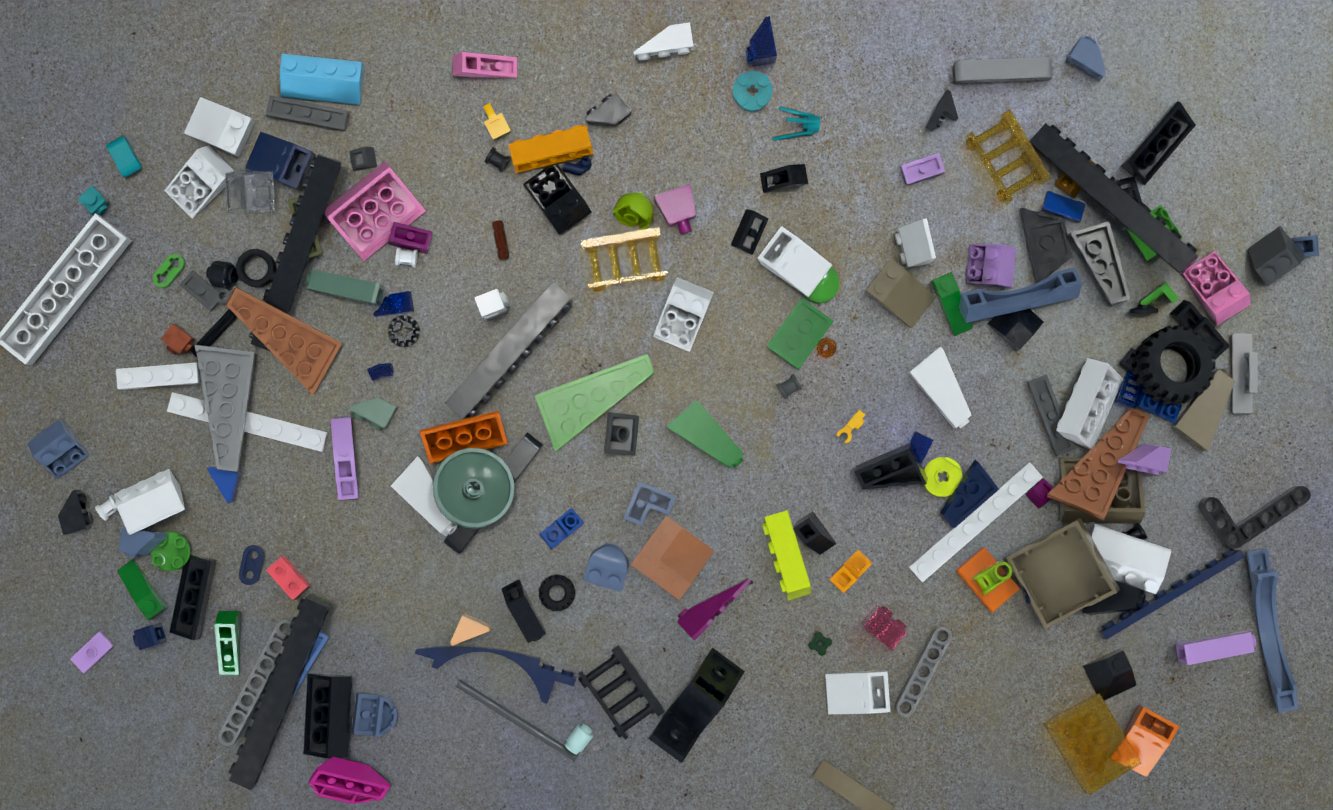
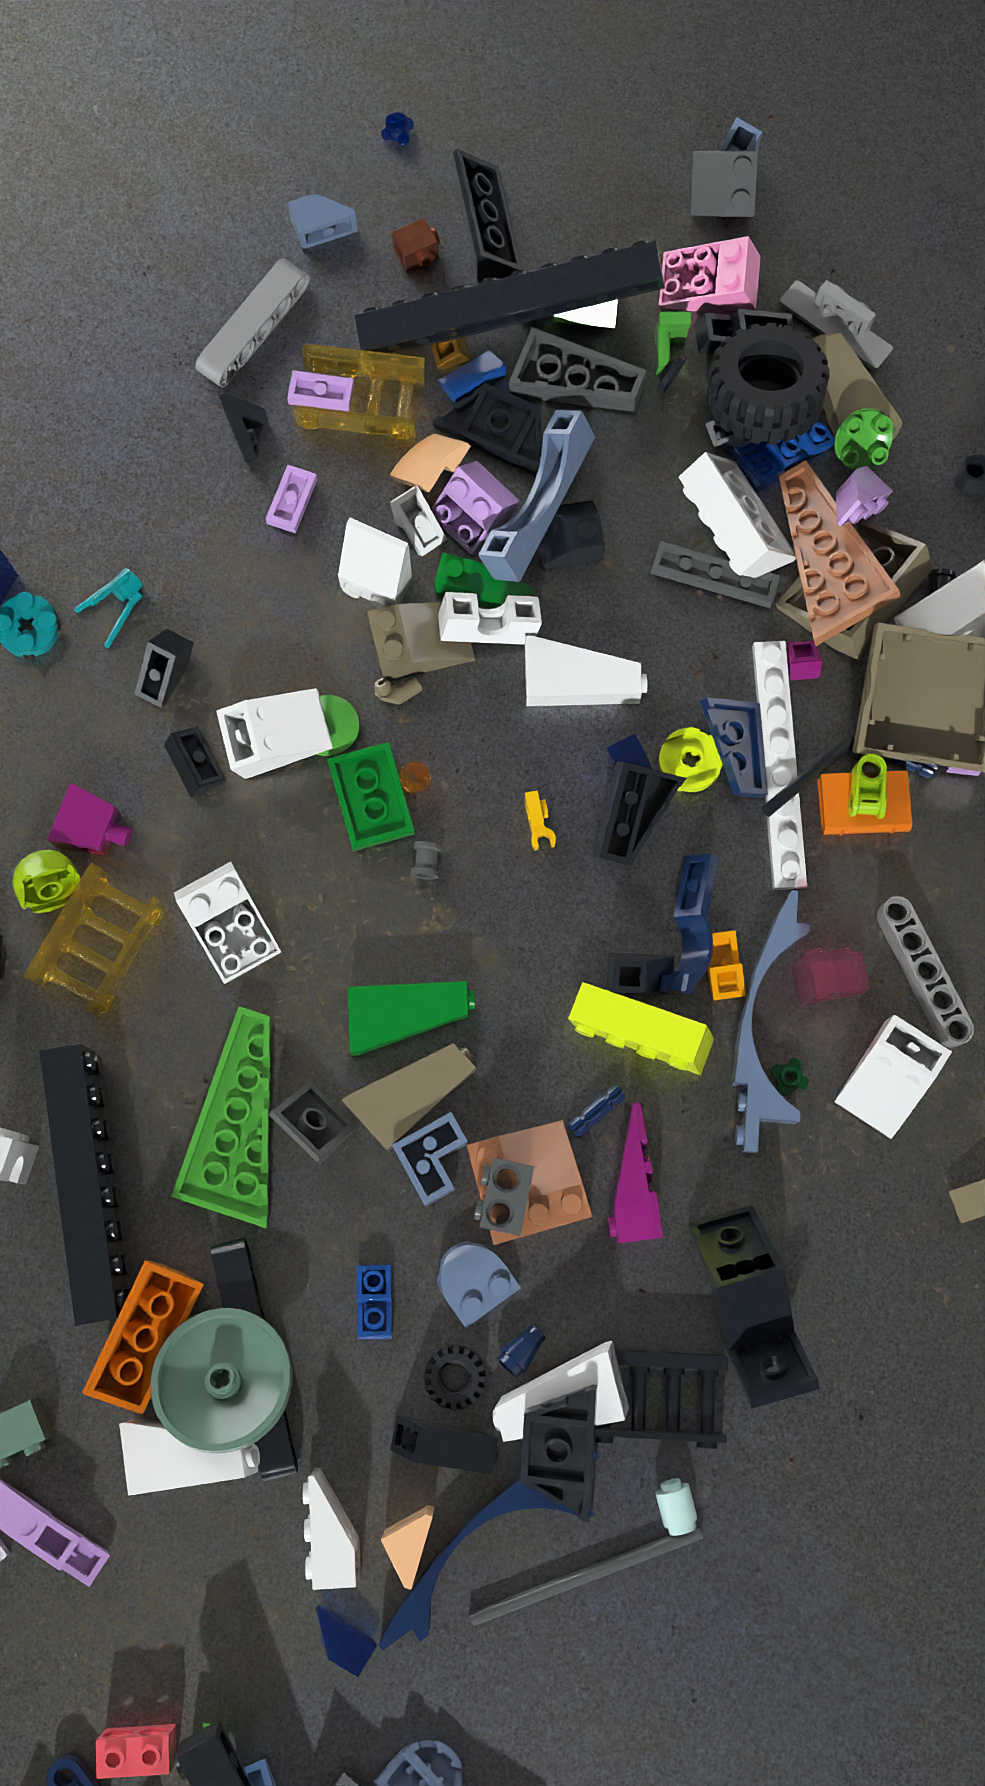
camera: 50 degrees left, 10 degrees down
(403, 634) = (343, 1643): none -> clear blue slope
(442, 596) = (334, 1541): none -> white slope
(563, 666) = (561, 1449): none -> black wing
(589, 652) = (594, 1367): none -> white slope
(592, 614) = (520, 1351): none -> dark blue cone
(658, 558) = (513, 1198): none -> dark grey brick
(665, 468) = (406, 1097): none -> dark tan slope
(732, 563) = (597, 1110): none -> dark blue axle
(798, 636) = (759, 1097): none -> sand blue slope
(862, 303) = (396, 694): none -> dark tan arm
(862, 537) = (692, 917): none -> dark blue piece
(925, 311) = (509, 624): none -> white arch
(959, 244) = (417, 520): none -> white slope
(979, 541) = (808, 776): none -> black bar
(989, 139) = (320, 391): none -> lavender plate
(996, 223) = (427, 460): none -> light nougat slope
(1113, 120) = (416, 245): none -> copper brick
(1177, 48) = (397, 121): none -> clear blue plate
(1181, 437) = (864, 438): none -> bright green dish

